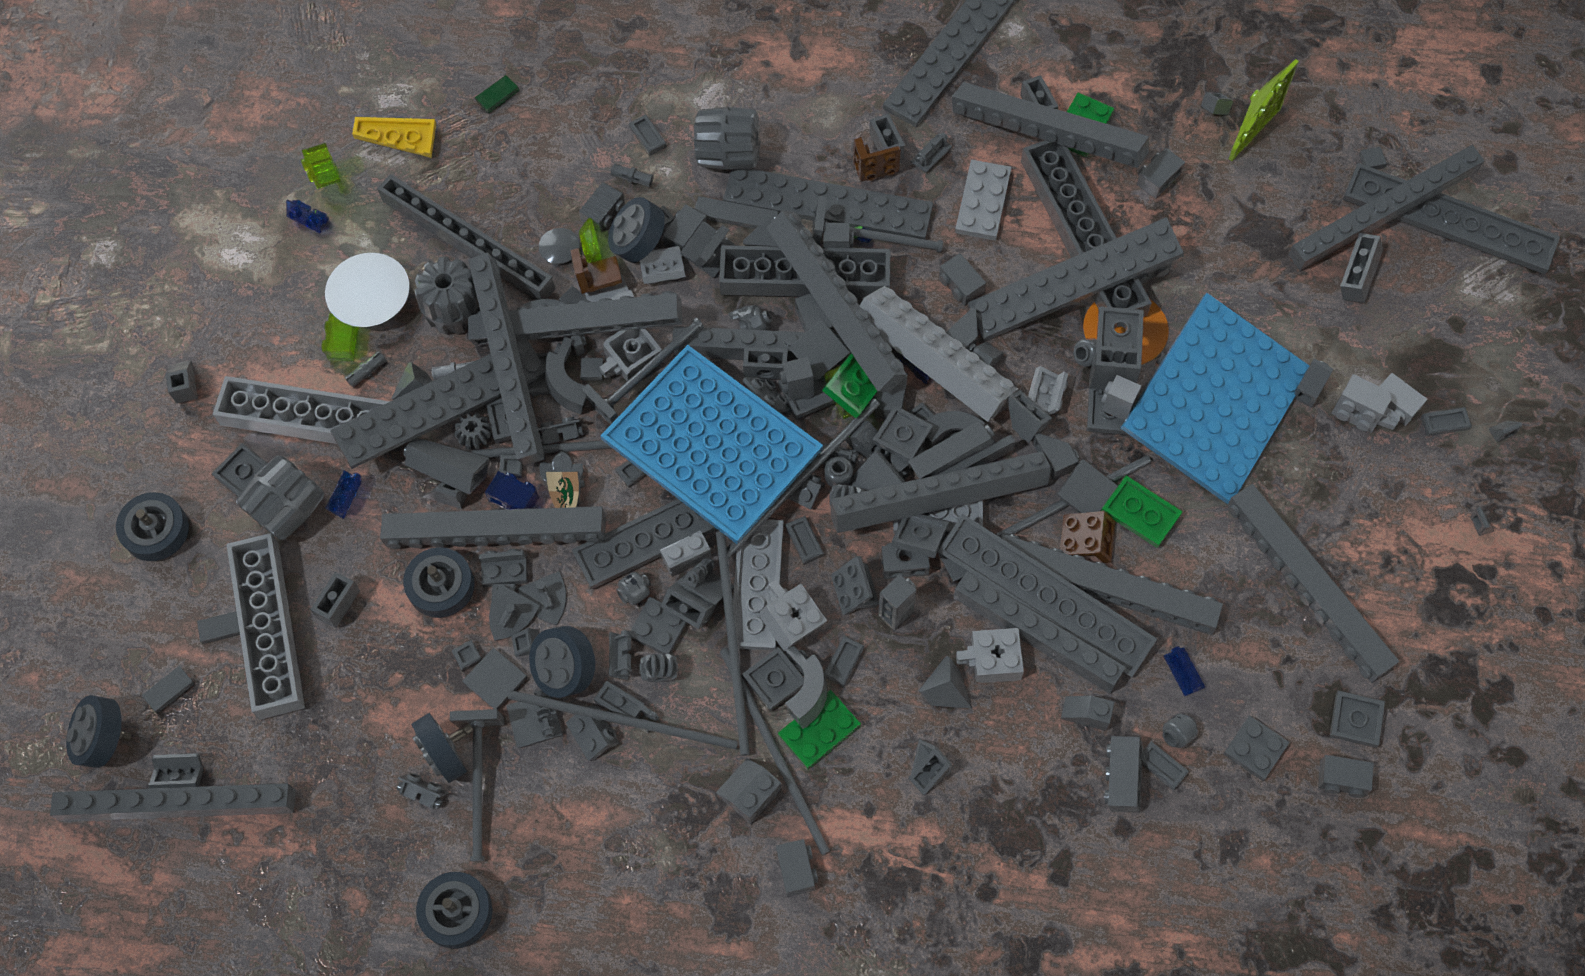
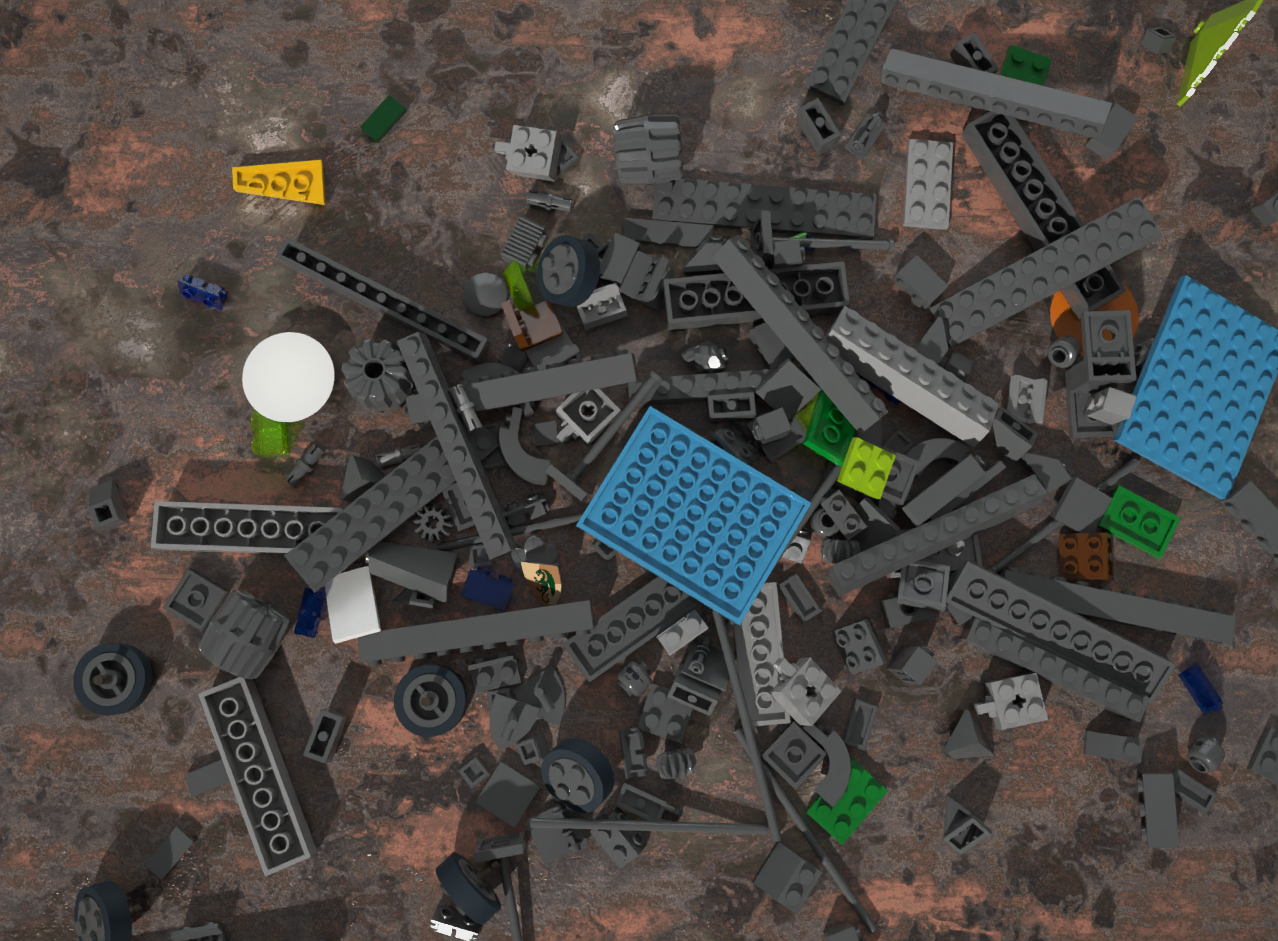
camera: 15 degrees left, 15 degrees up
(320, 166) = (206, 234): clear neon green brick -> none
(383, 489) = (352, 605): none -> white tile
(519, 327) = (465, 408): none -> light grey pin
(623, 132) = (524, 143): none -> light grey hinge
(853, 462) = (843, 514): none -> dark grey hinge
(874, 164) = (803, 163): reddish brown bracket -> none
(879, 421) = (866, 468): none -> lime plate

